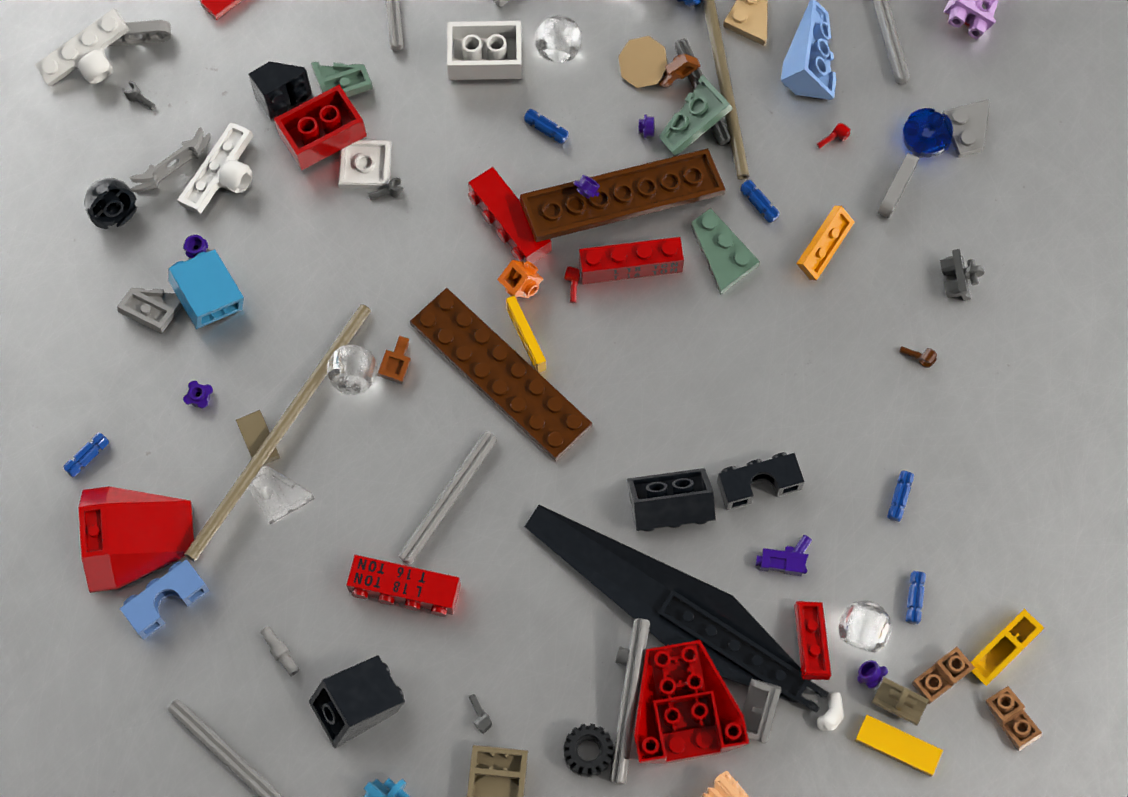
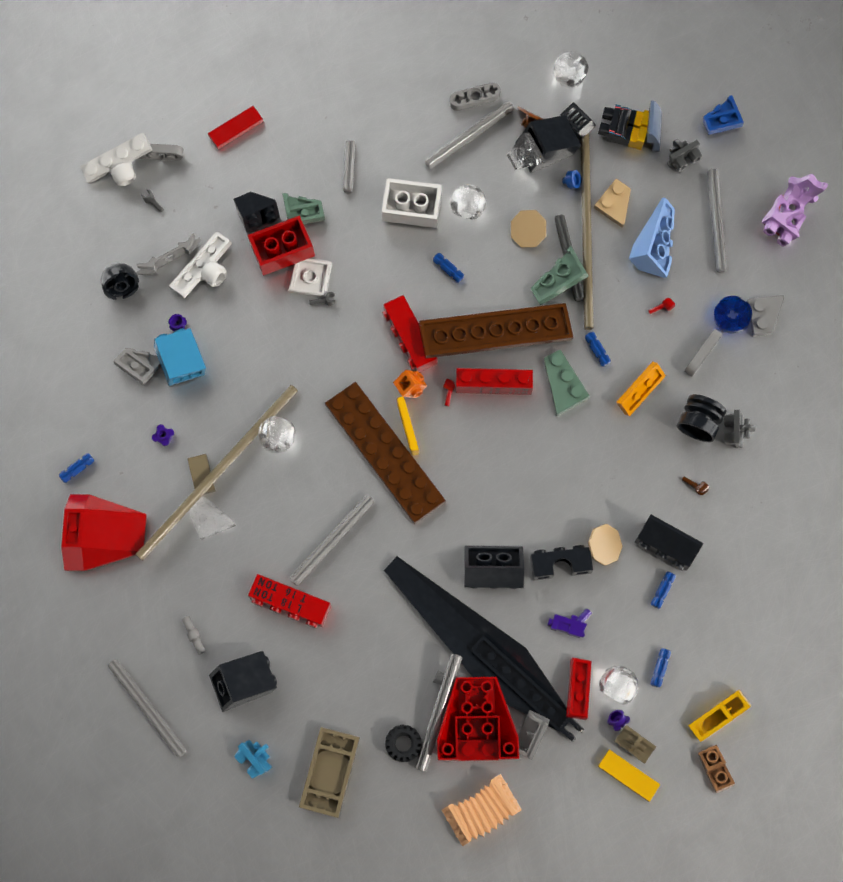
camera: 10 degrees right, 5 degrees up
(143, 609) = (100, 589): medium blue arch -> none
(395, 363) = (308, 433): dark orange plate -> none
(483, 722) = (331, 710): dark grey hand -> none
(587, 186) = (469, 322): dark purple plate -> none
(647, 126) = (523, 279): dark purple plate -> none
(679, 68) = (555, 238): dark orange plate -> none
(814, 447) = (605, 544): none -> tan piece
(833, 715) = (585, 746): white arm -> none
(897, 432) = (668, 543): none -> black slope
(911, 266) = (701, 418): none -> black wheel
(943, 675) = (670, 729): medium nougat slope -> none

